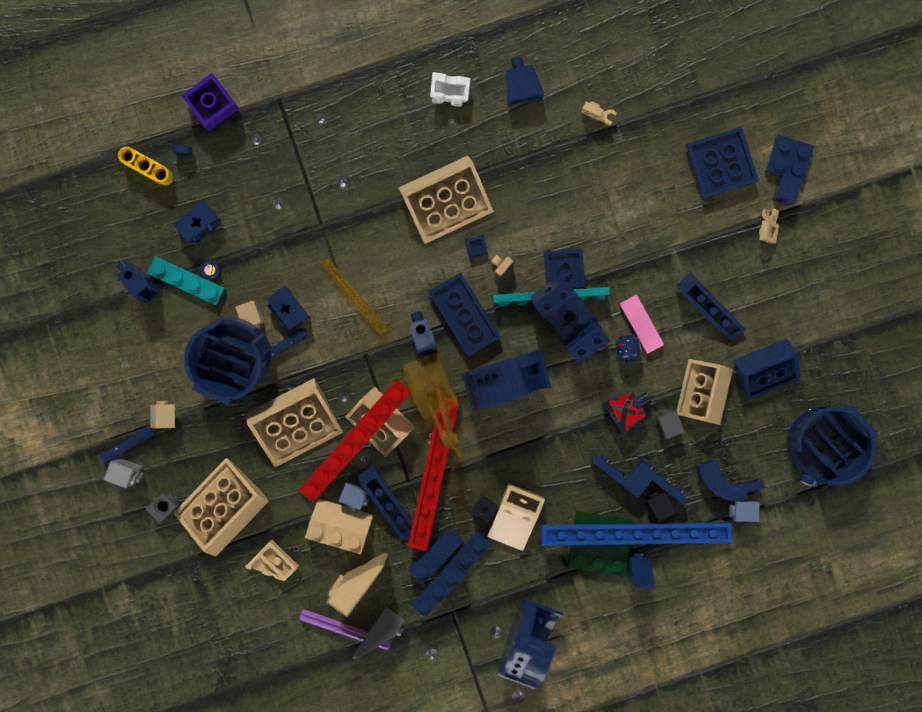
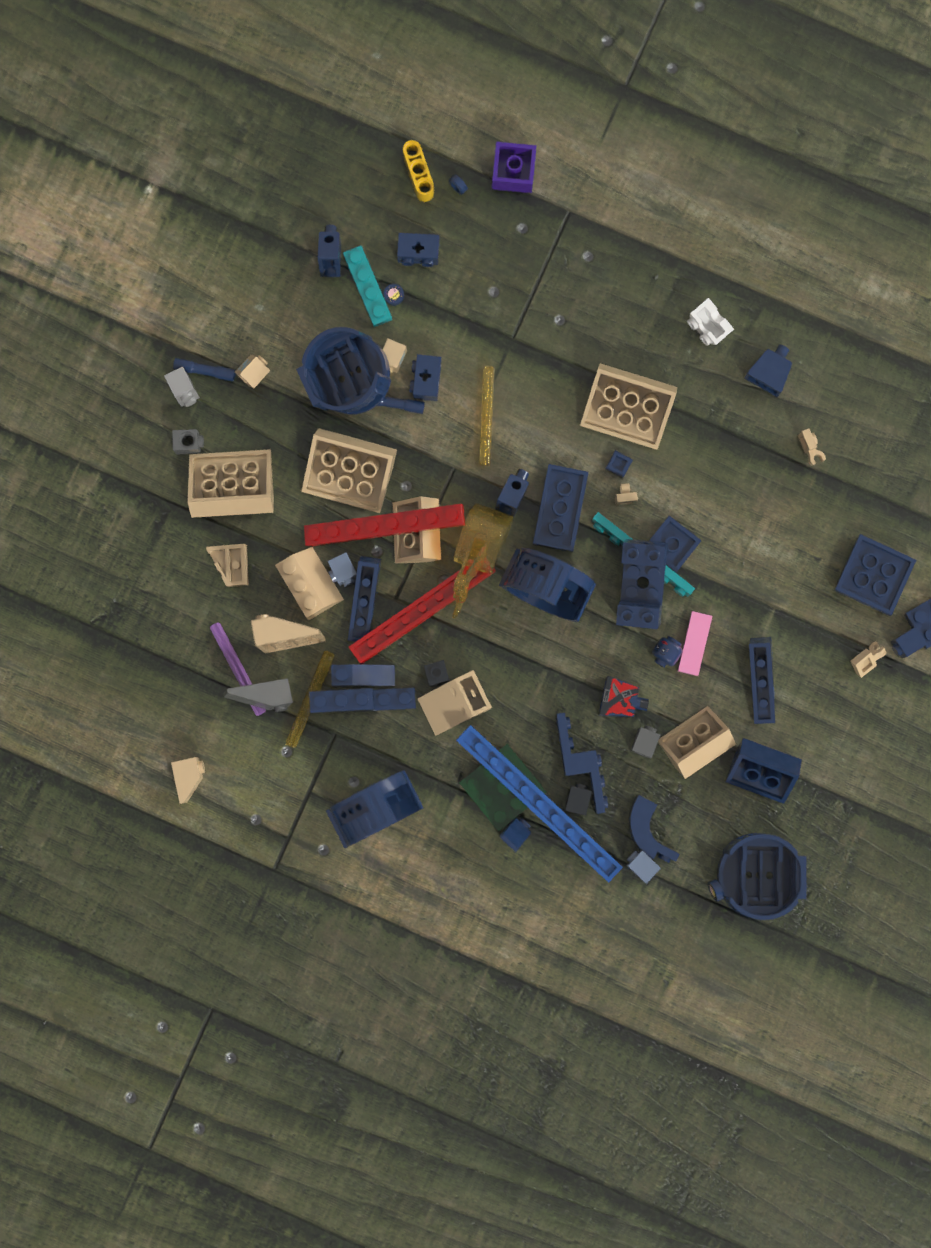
camera: 40 degrees right, 5 degrees down
(410, 596) = (304, 711): none -> clear yellow axle

